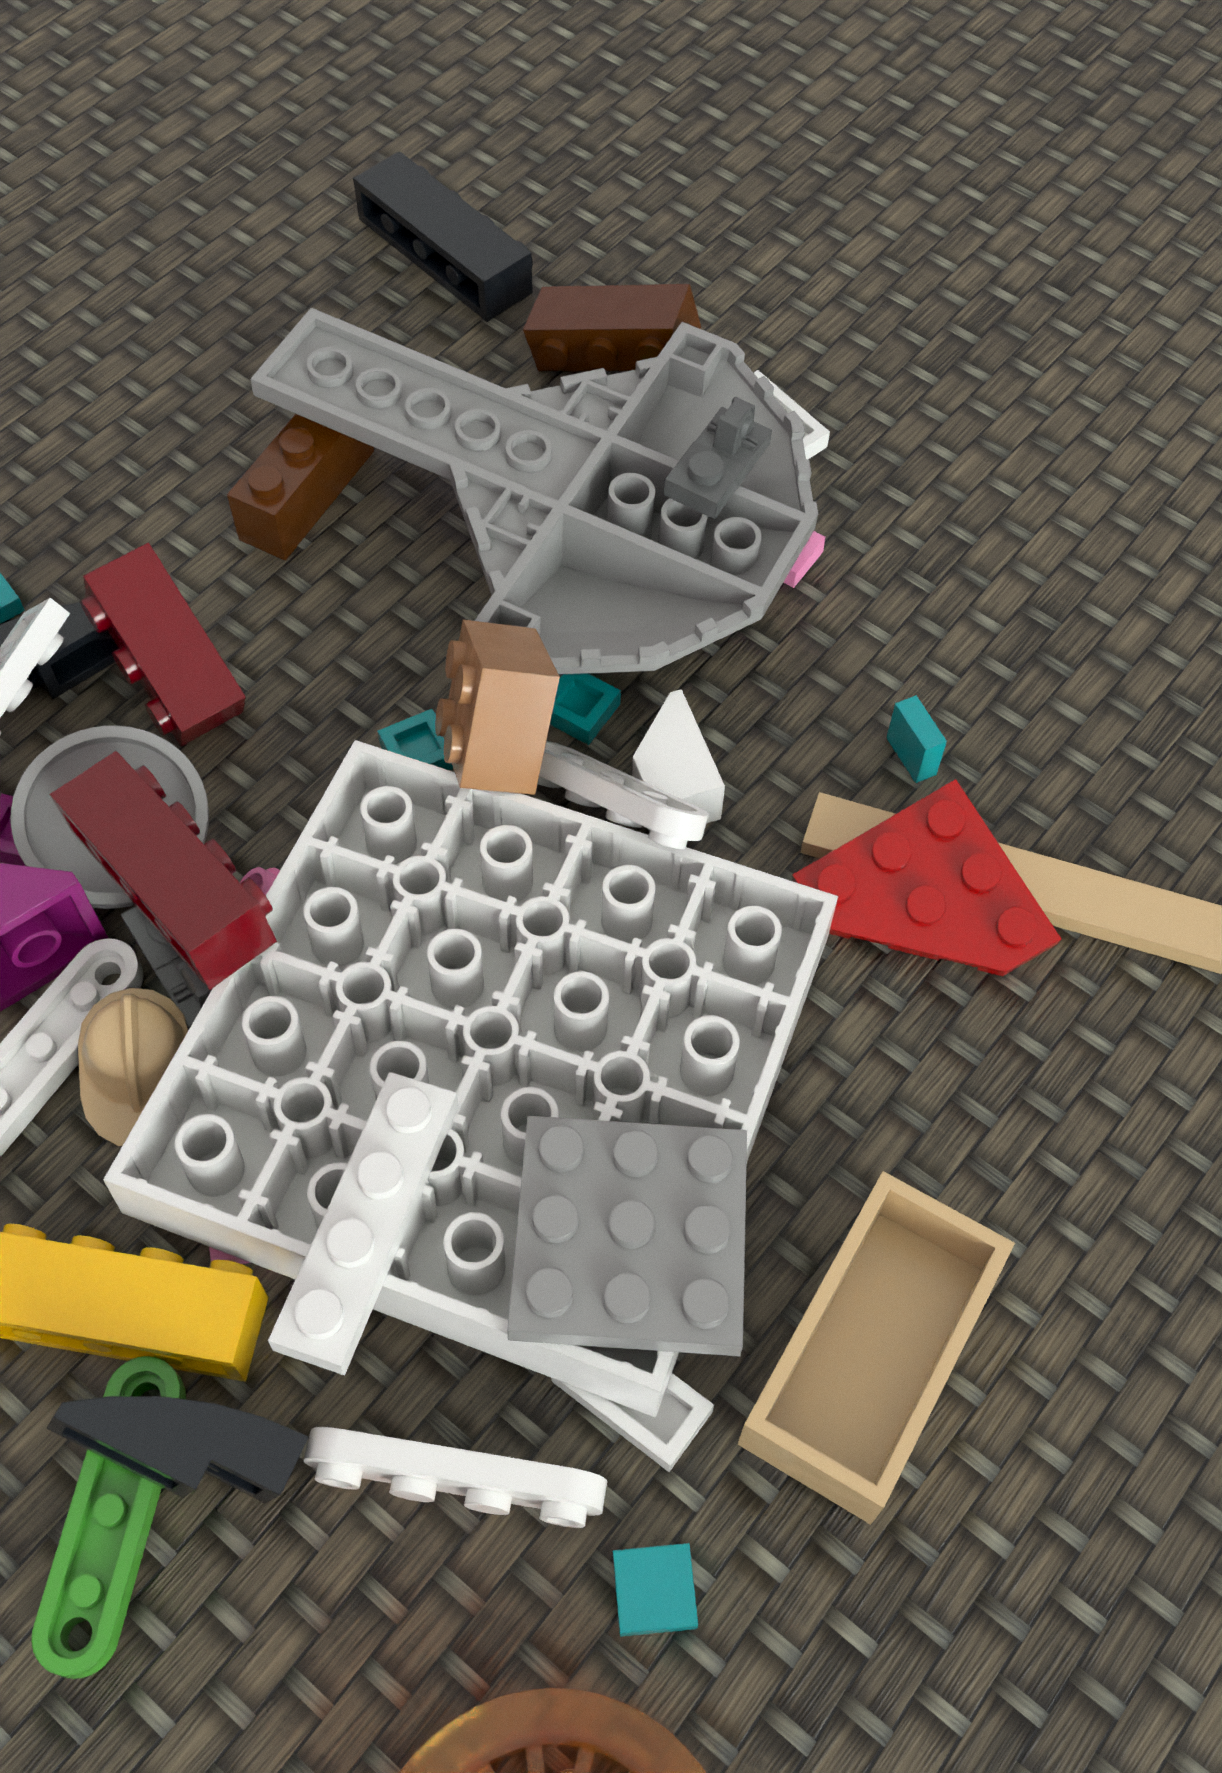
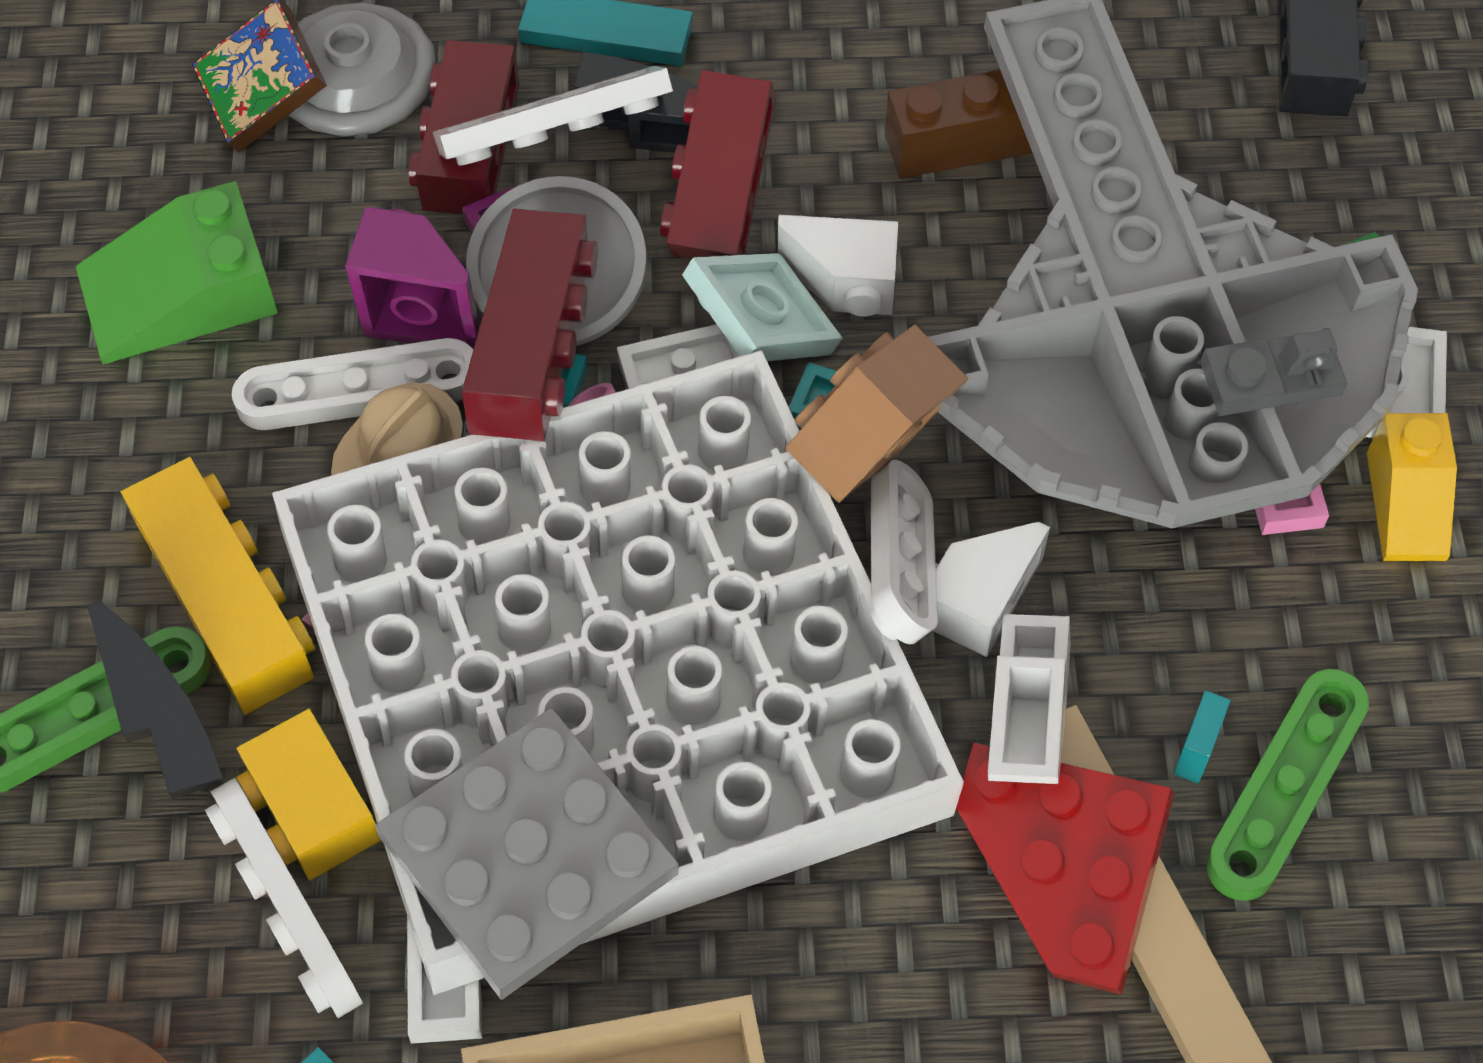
camera: 50 degrees right, 0 degrees up
(282, 809) = (672, 355): none -> white plate
(303, 719) = (761, 306): none -> light aqua plate
(320, 642) = (843, 260): none -> white slope
(364, 1224) = (383, 672): white plate -> none
(394, 1386) = (308, 795): none -> yellow brick
(583, 705) = (978, 478): teal tile -> none
(605, 324) = (1353, 190): reddish brown brick -> none
(802, 810) = (1030, 699): none -> white slope
(852, 478) = (1413, 485): none -> yellow slope
(993, 723) = (1287, 784): none -> bright green plate

